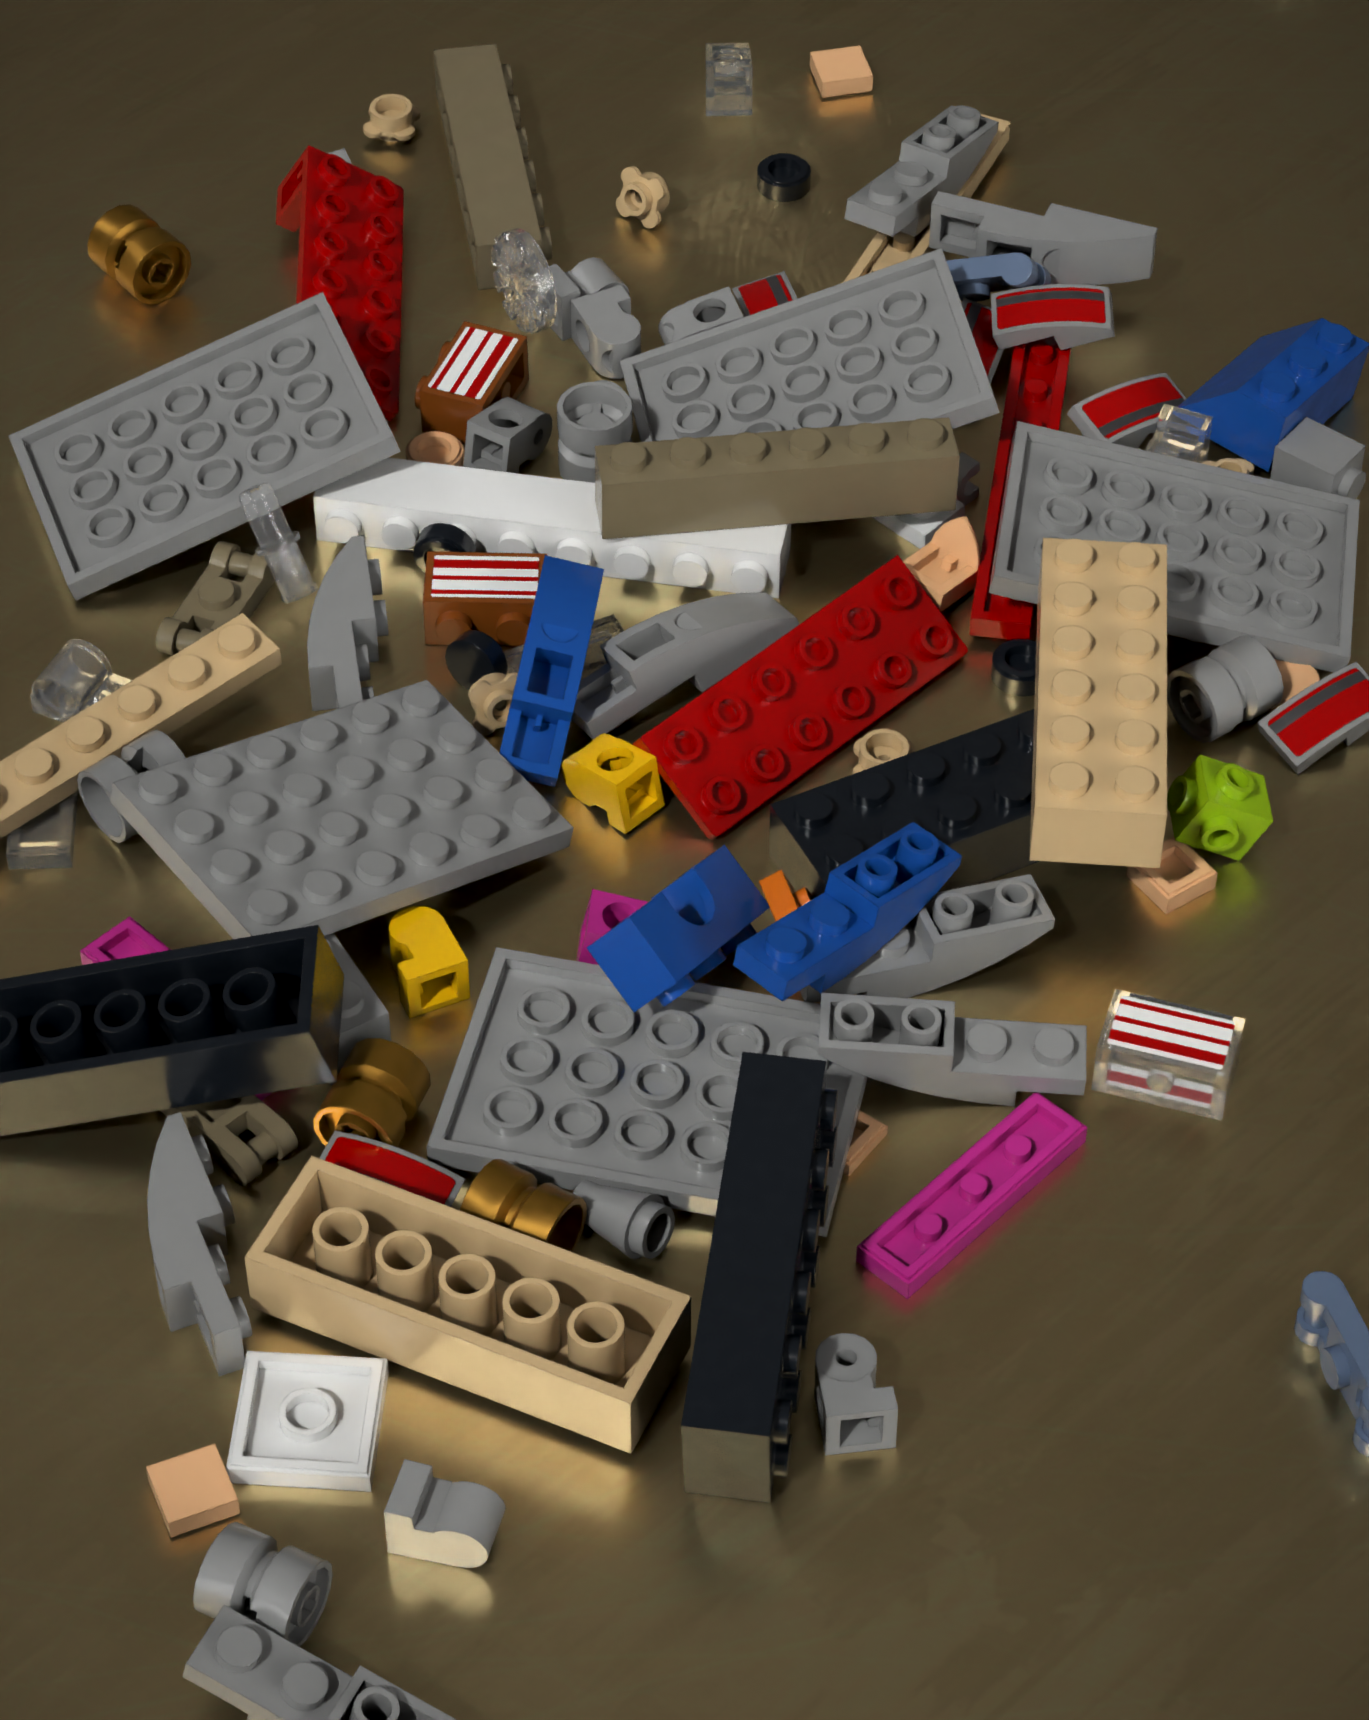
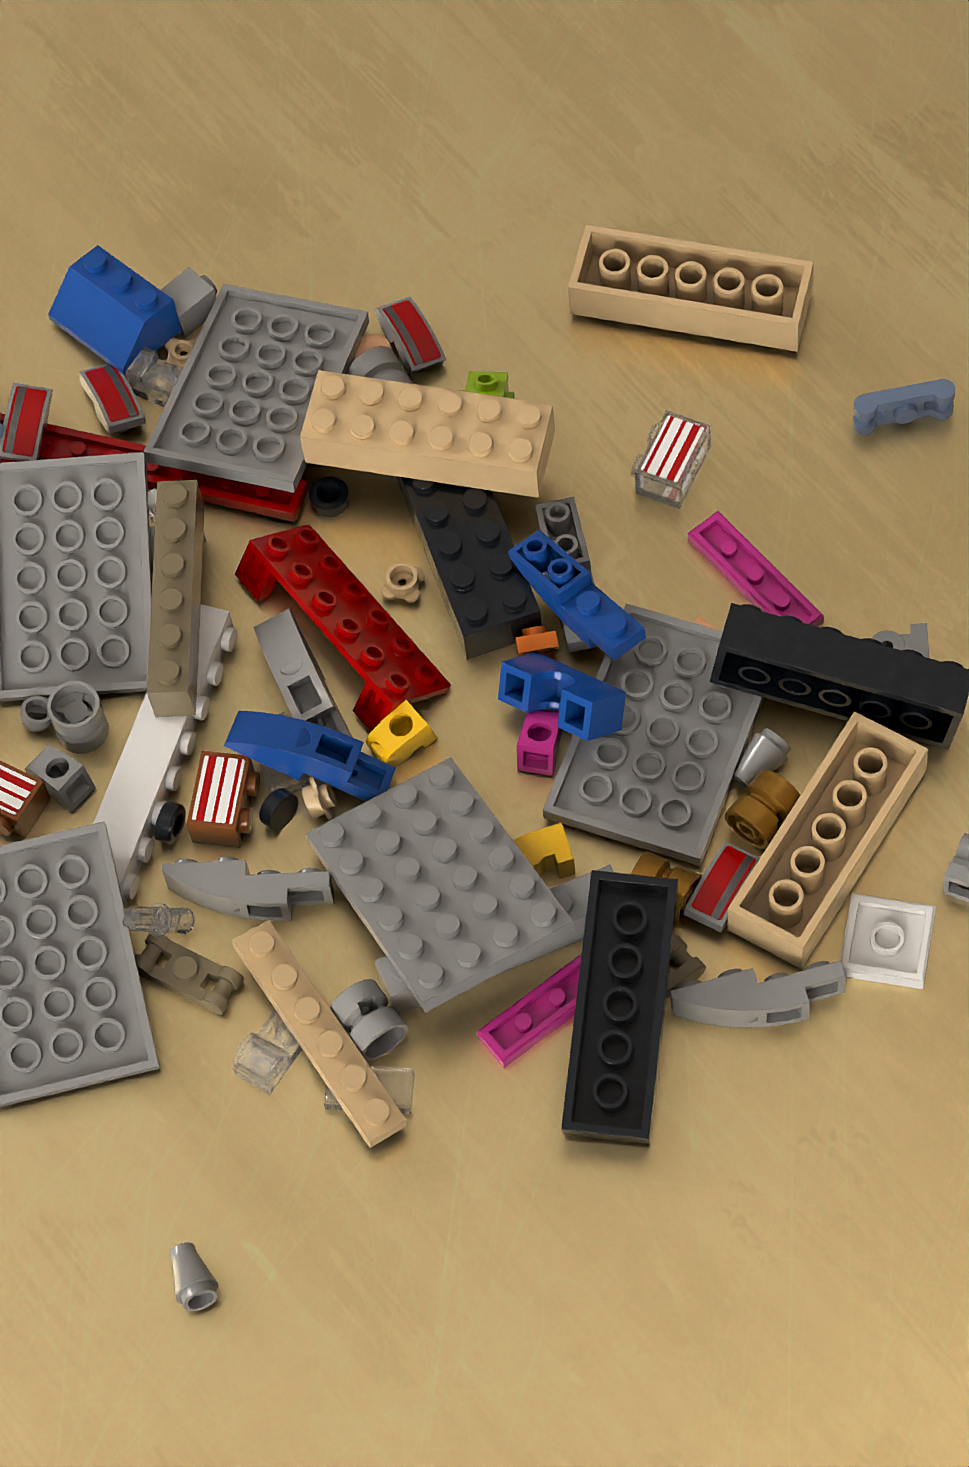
camera: 75 degrees left, 15 degrees up
(193, 1490) = (933, 1004): light nougat tile -> none
(435, 448) = (57, 820): light nougat tile -> none
(947, 1056) = (663, 562): light grey slope -> none
(948, 563) = (239, 523): light nougat plate -> none

